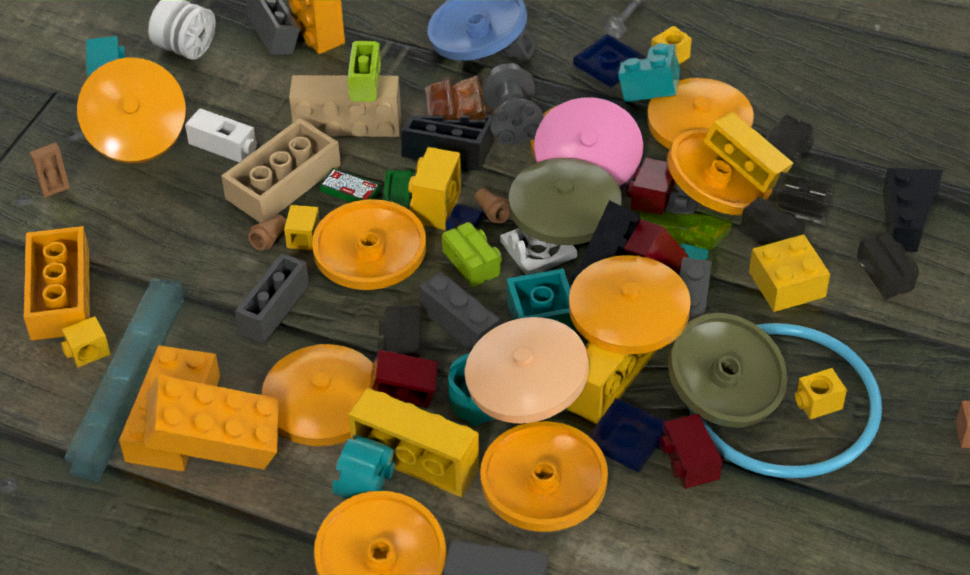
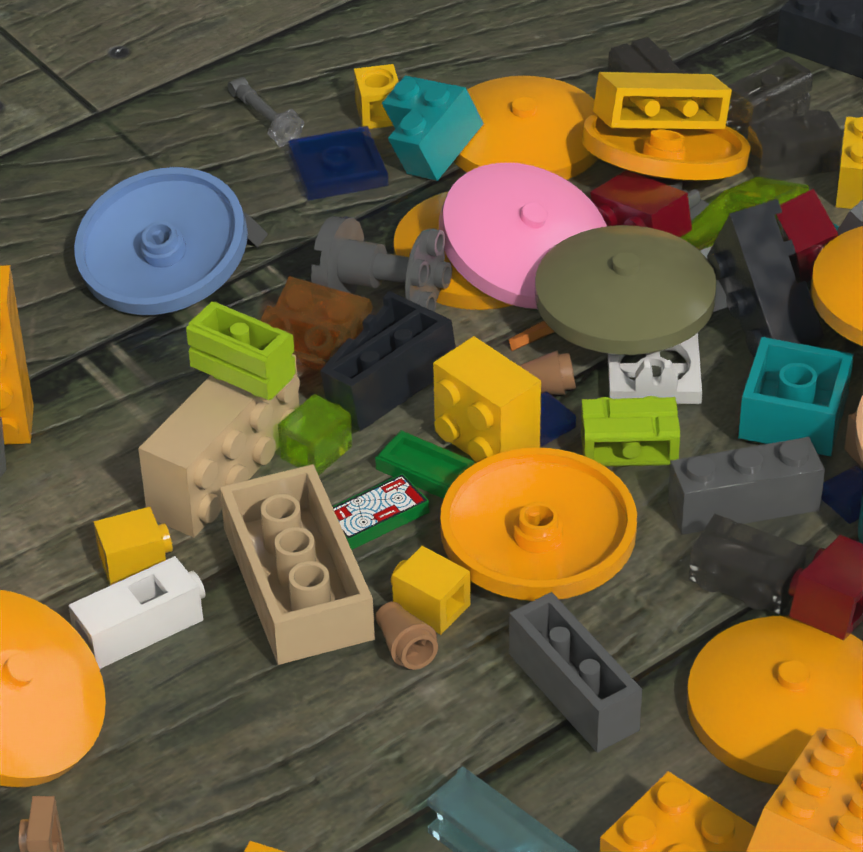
camera: 60 degrees left, 5 degrees down
(261, 114) = (131, 543): none -> yellow brick
(382, 141) = (315, 434): none -> clear neon green brick

